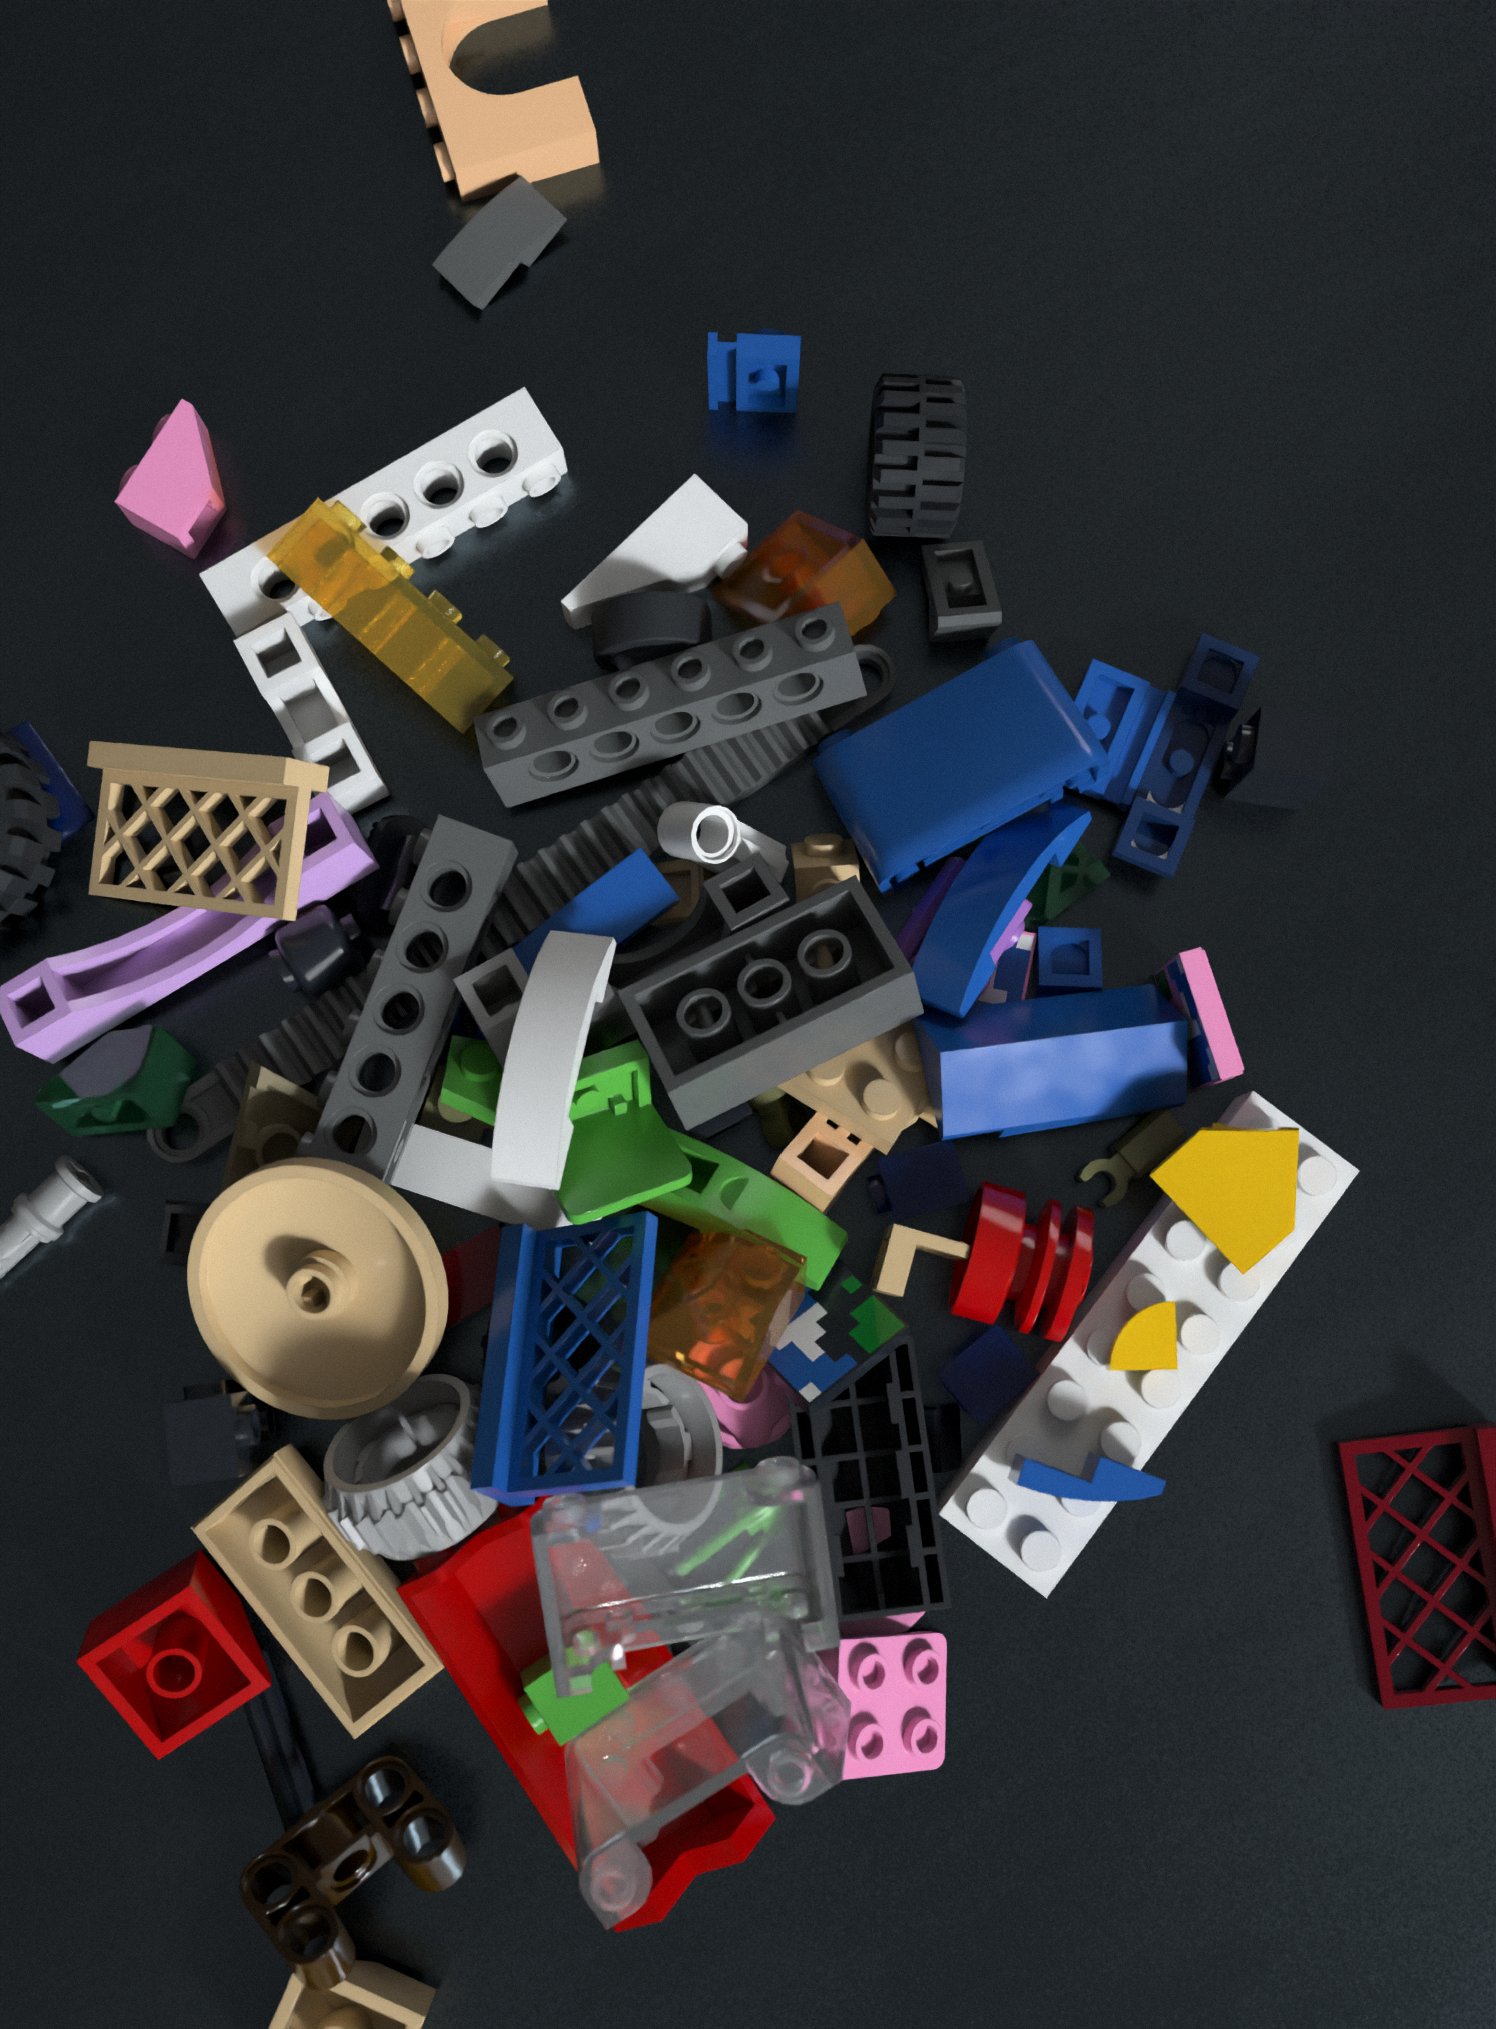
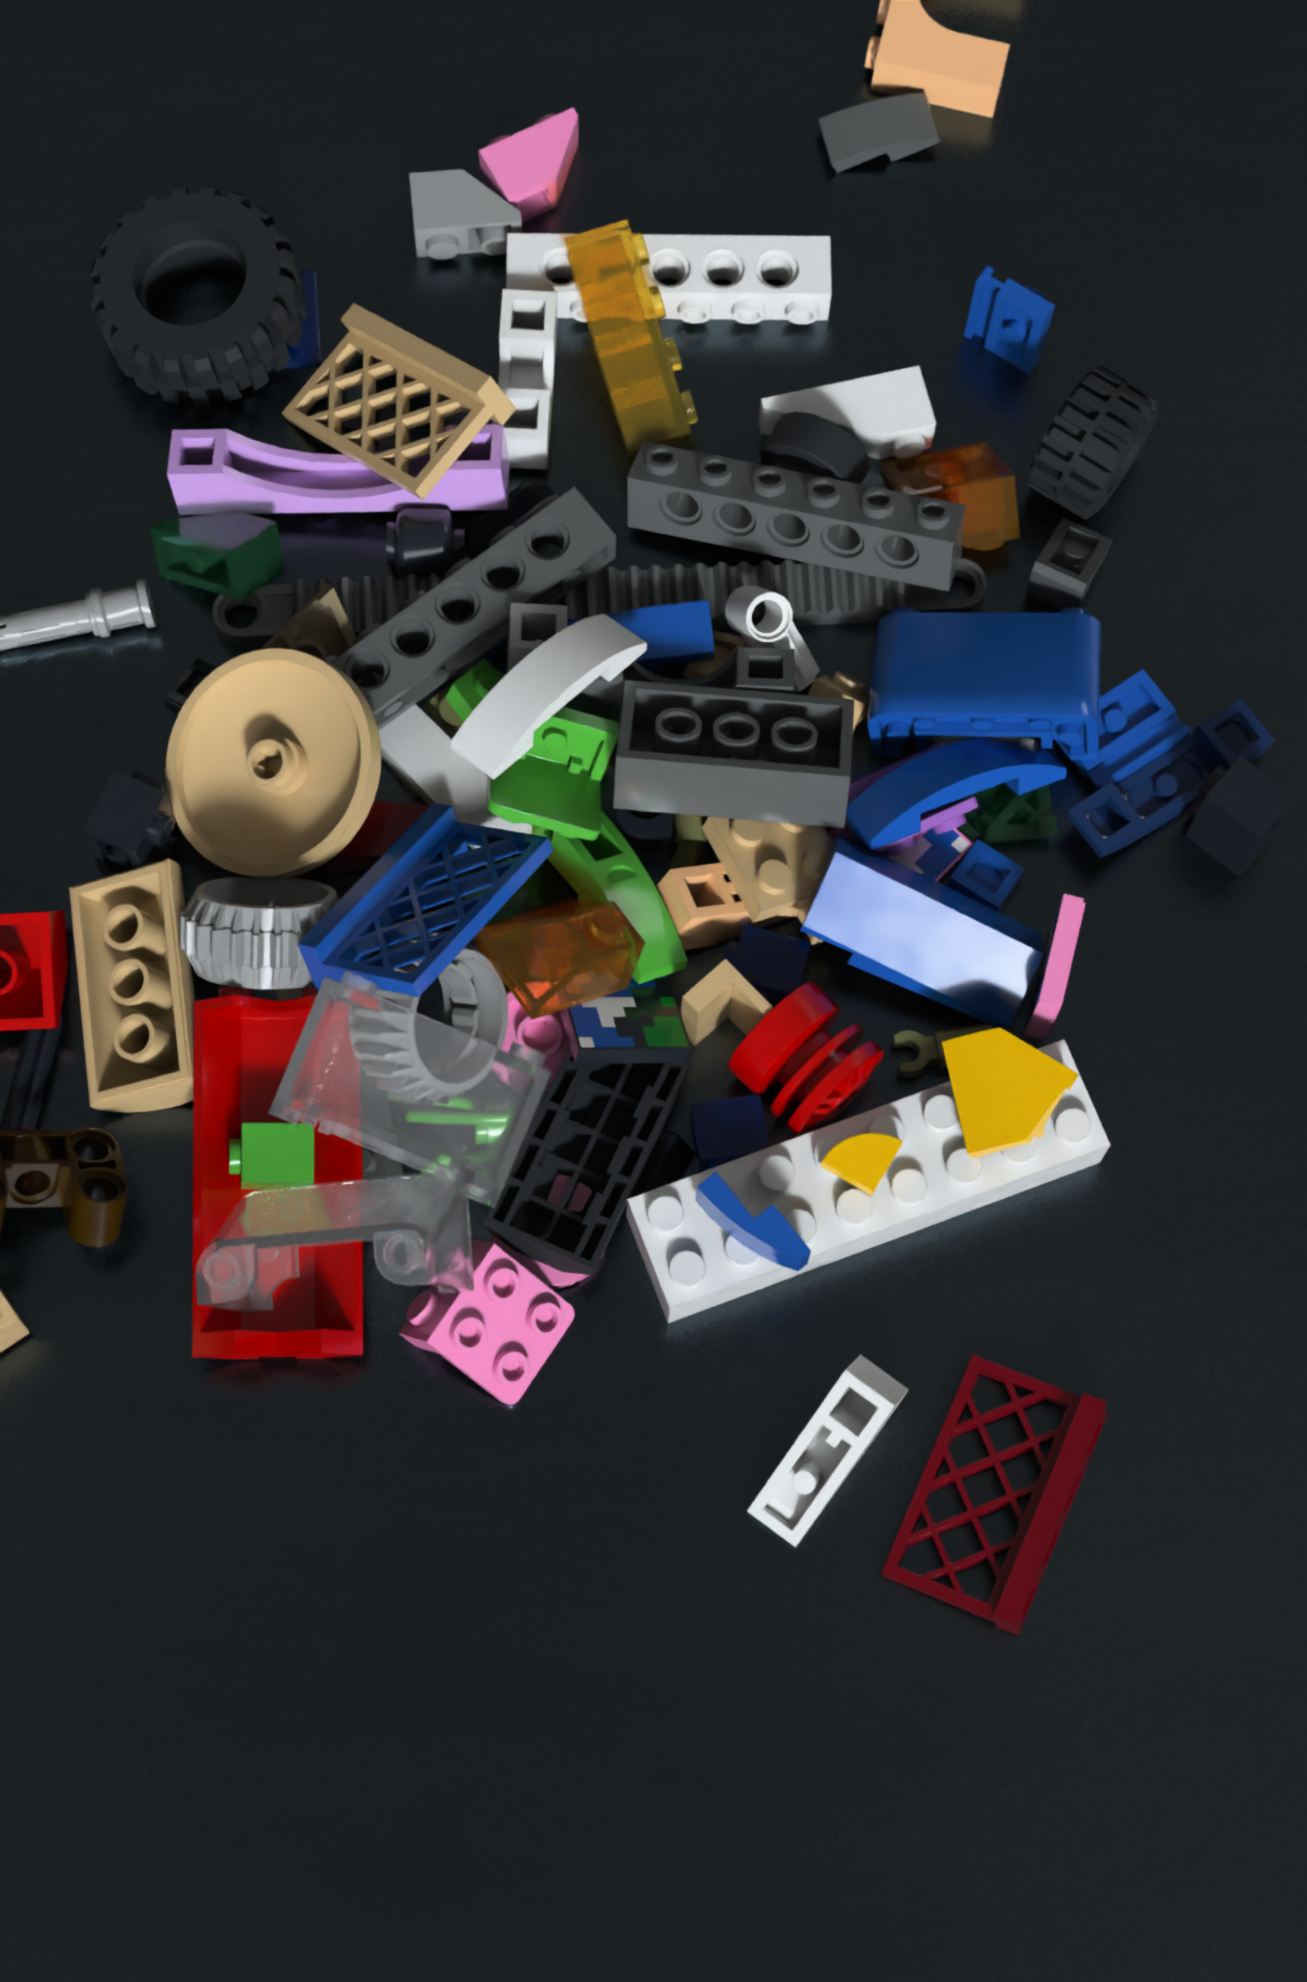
camera: 30 degrees right, 10 degrees down
(136, 580) = (459, 215): none -> light grey slope
(1268, 1622) = (827, 1449): none -> white slope

